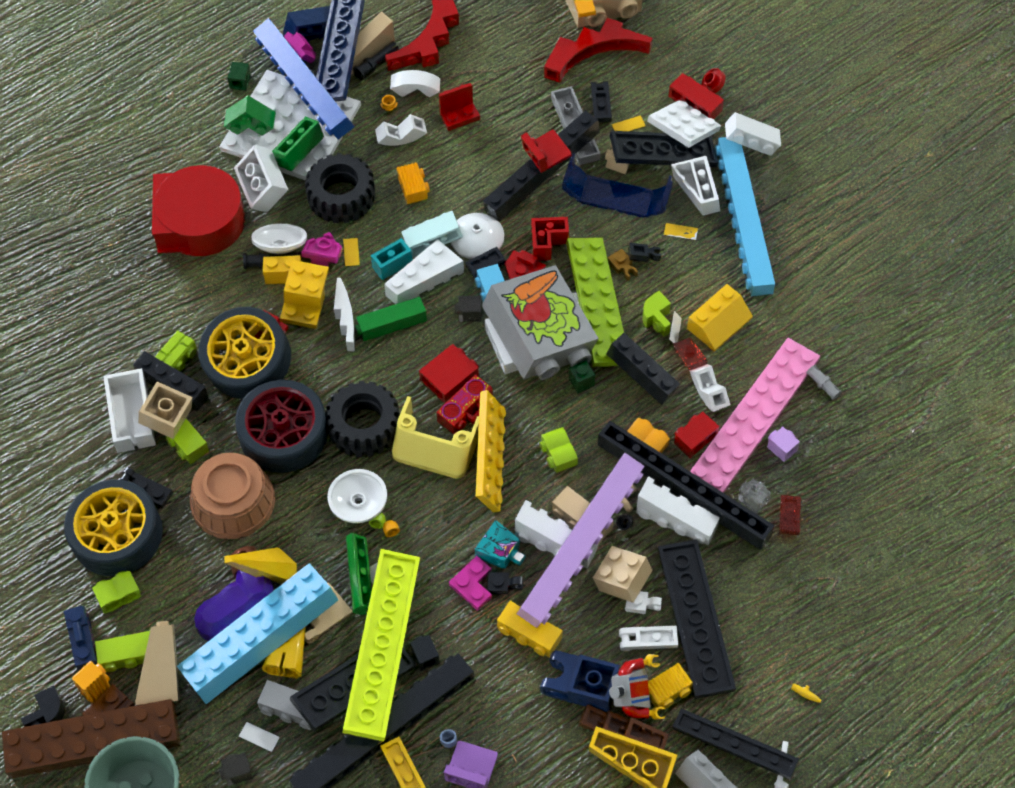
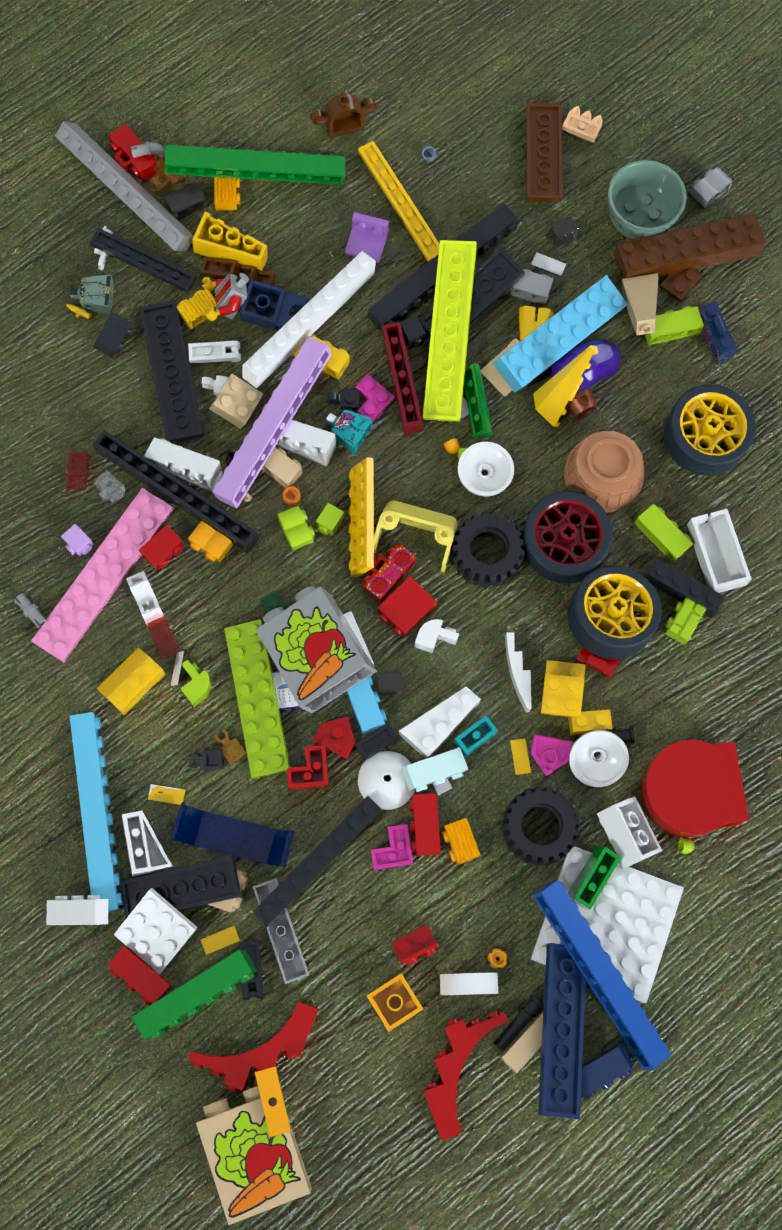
camera: 175 degrees right, 15 degrees up
(50, 708) = (731, 274): black brick -> none
(91, 681) = (699, 289): light orange brick -> none
(116, 591) = (695, 375): lime brick -> none
(157, 492) = (689, 481): black plate -> none
(165, 410) = (682, 535): tan brick -> none
(239, 76) = (677, 991): dark green brick -> none
(249, 114) = (654, 911): green brick -> none
(301, 46) = (607, 1025): dark pink plate -> none
(391, 319) = (470, 668): green brick -> none
(407, 131) = (480, 913): white brick -> none
(423, 351) = (431, 632): none -> white brick
(440, 596) = (402, 378): none -> dark red brick
(443, 192) = (425, 824): none -> red brick
(448, 738) = (387, 257): sand blue hinge -> none
(471, 176) = (399, 851): none -> dark pink plate
(479, 70) = (395, 1002): none -> light orange brick
(523, 456) = (329, 519): none -> lime brick
(539, 655) = (308, 319): none -> white brick
(545, 150) = (312, 861): red bracket -> none
(562, 481) = (291, 495): none -> orange tile
(642, 368) = (212, 610): black brick -> none
(646, 76) = (195, 993): none -> green brick
(714, 80) = (118, 999): red plate -> none
(764, 654) = (112, 335): none -> black brick
(788, 708) = (95, 293): none -> sand green torso

